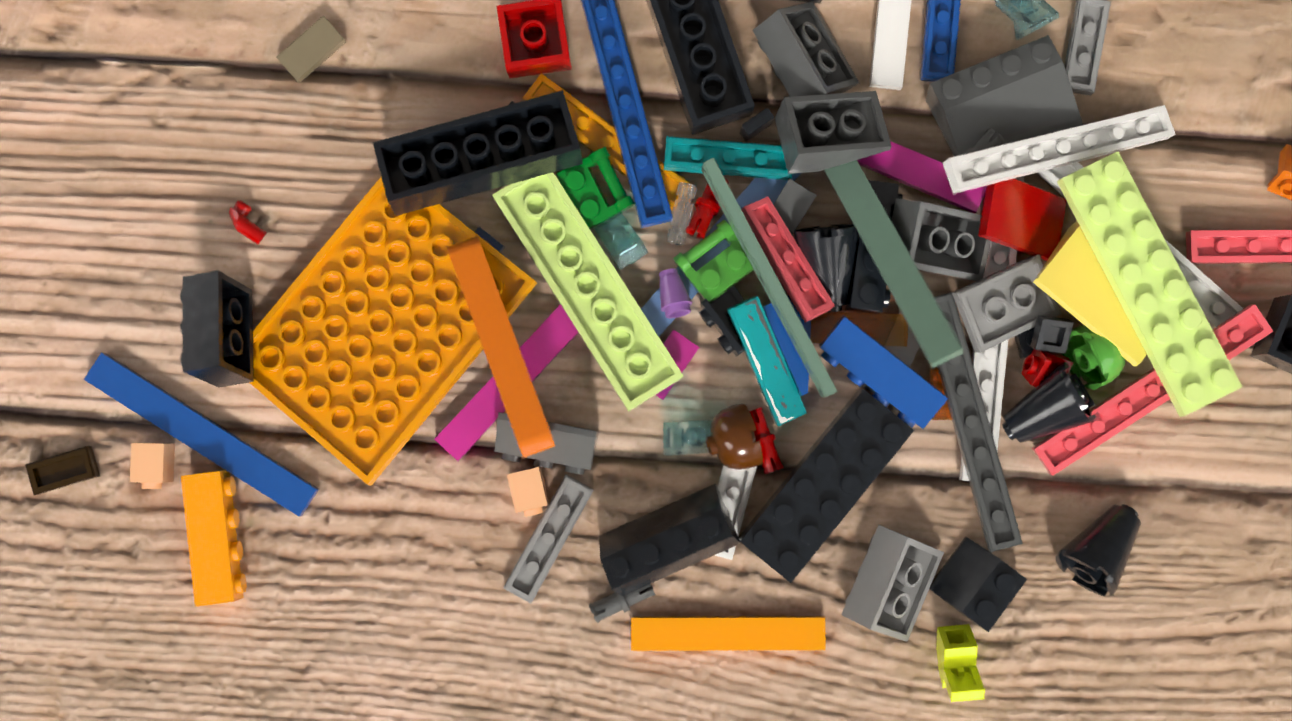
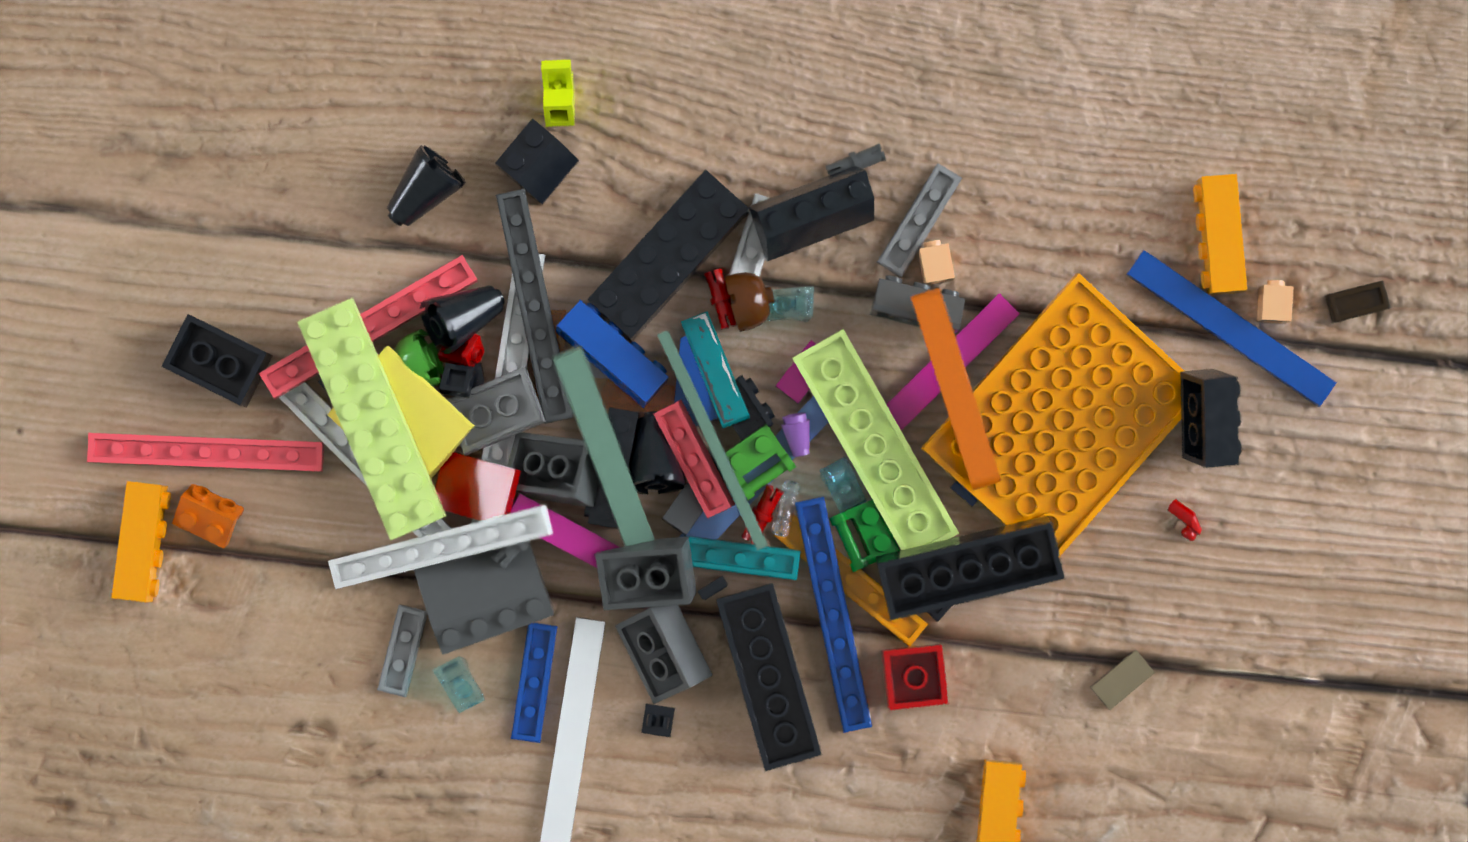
camera: 175 degrees left, 0 degrees up
(727, 633) = (761, 128): light orange tile -> none
(892, 584) = (612, 165): light grey slope -> none

